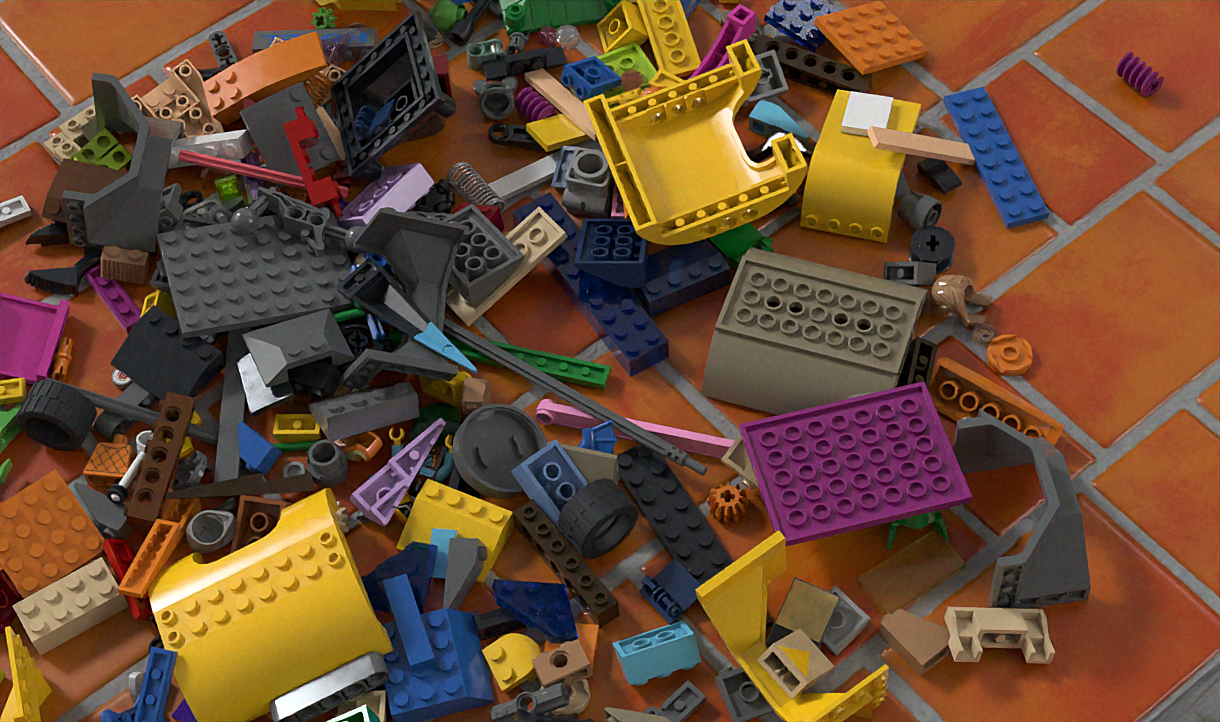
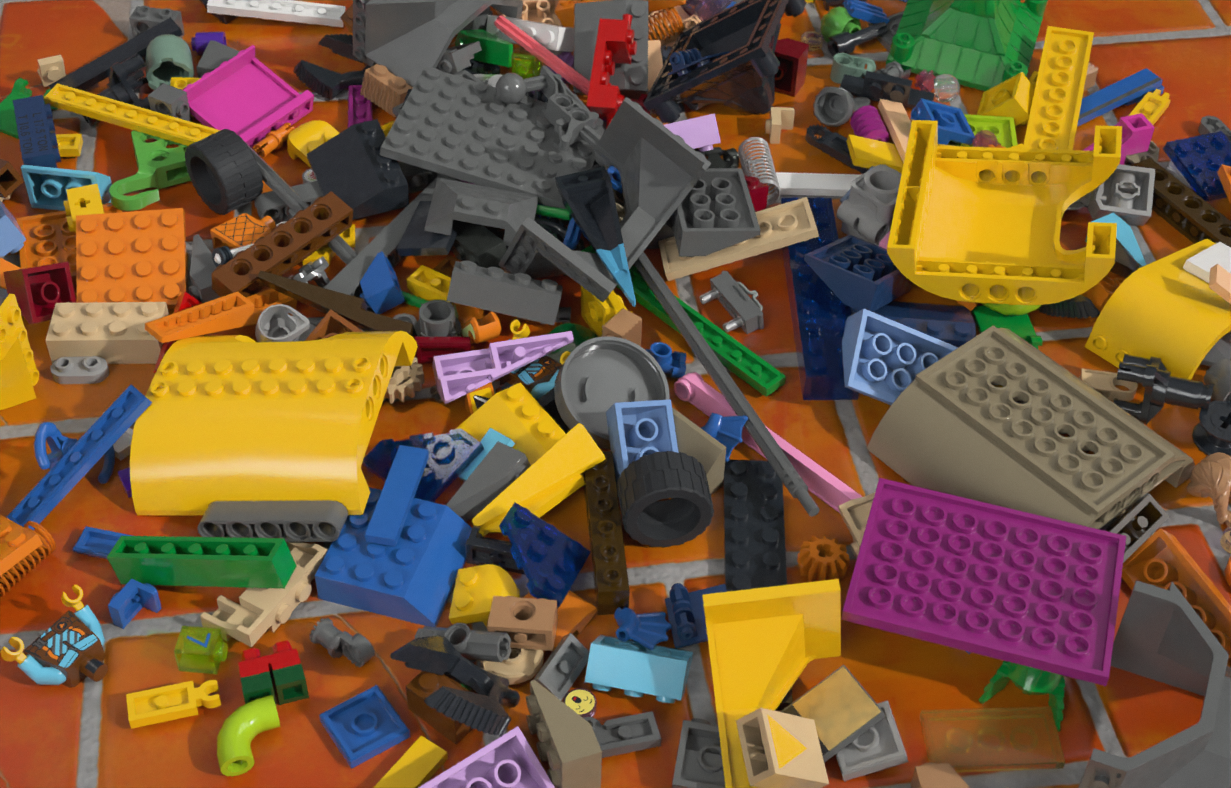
camera: 25 degrees right, 10 degrees down
(69, 649) = (79, 370): none -> light grey plate
(97, 343) = (309, 137): none -> yellow slope
(191, 180) = (494, 49): none -> green slope
(345, 477) = (436, 346): none -> dark red tile
(458, 135) = (779, 119): none -> tan bracket
(503, 550) = (546, 481): none -> yellow wedge
(517, 397) = (671, 363): none -> blue plate
(534, 320) = (737, 303): none -> dark grey piece
(606, 683) = (563, 666): none -> dark grey plate
(634, 701) = (581, 701): none -> light yellow tile
(640, 622) = (644, 628): none -> blue arm
(682, 317) = (886, 355): none -> medium blue slope
(830, 255) = (1105, 384): none -> tan piece
(875, 241) = (1159, 388): none -> black wheel
(910, 273) = (1187, 437): dark grey slope -> none

